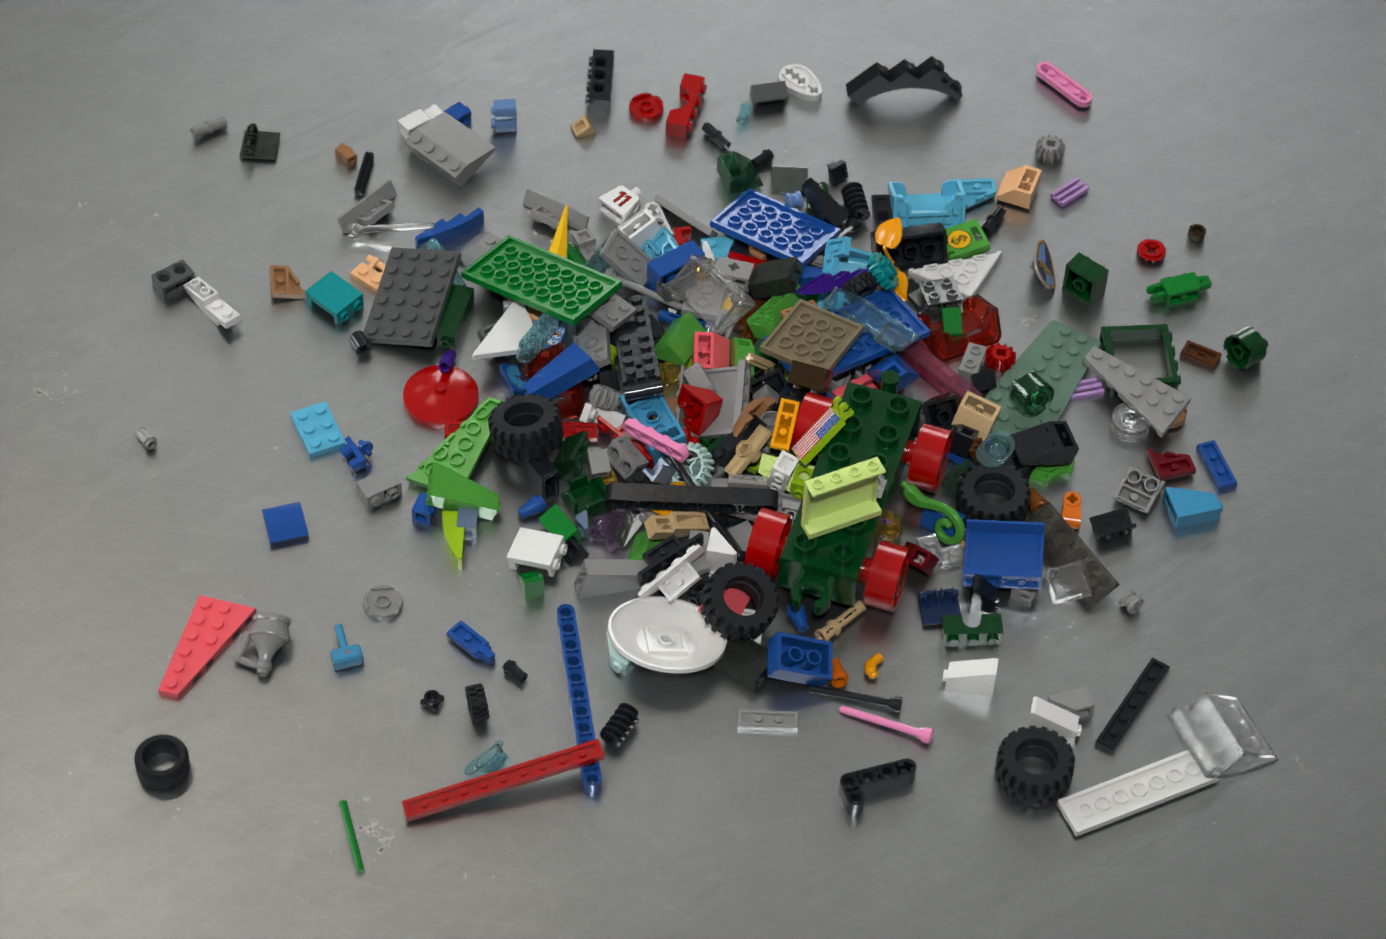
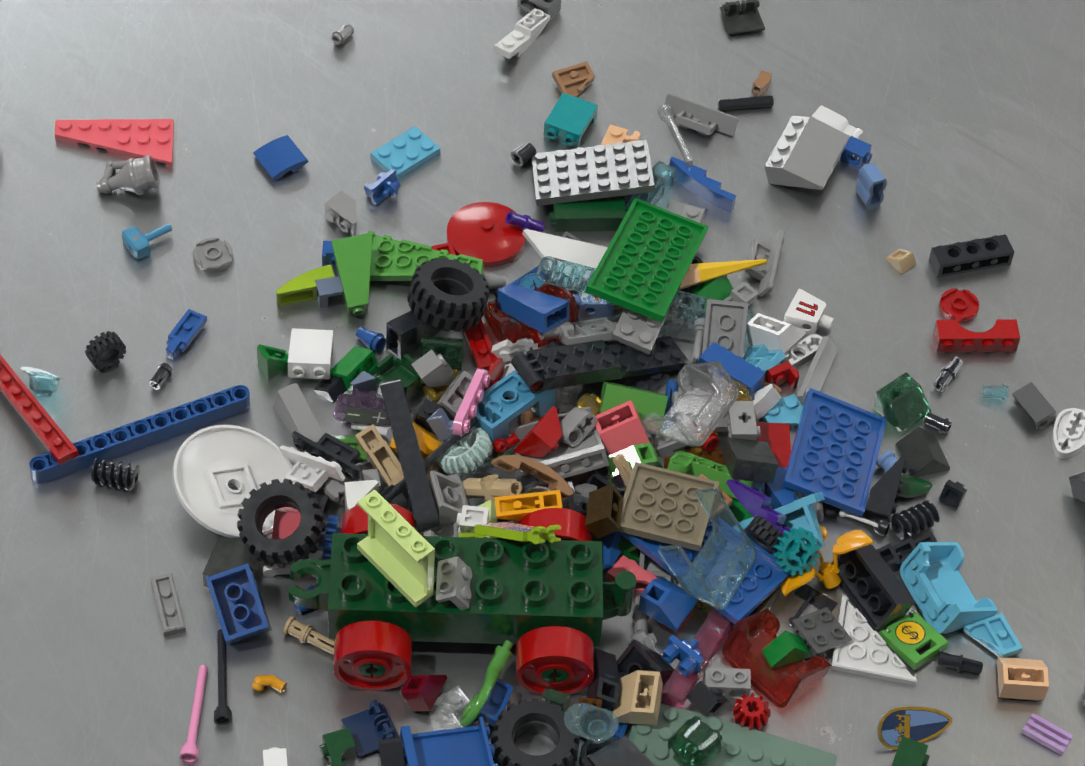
camera: 70 degrees right, 0 degrees up
(432, 695) = (108, 316): black plate -> none
(839, 675) = (244, 651): orange cone -> none
(892, 527) = (460, 655): clear yellow head -> none
(900, 774) = (112, 719): black beam -> none
(945, 375) = (686, 653): none -> blue hips

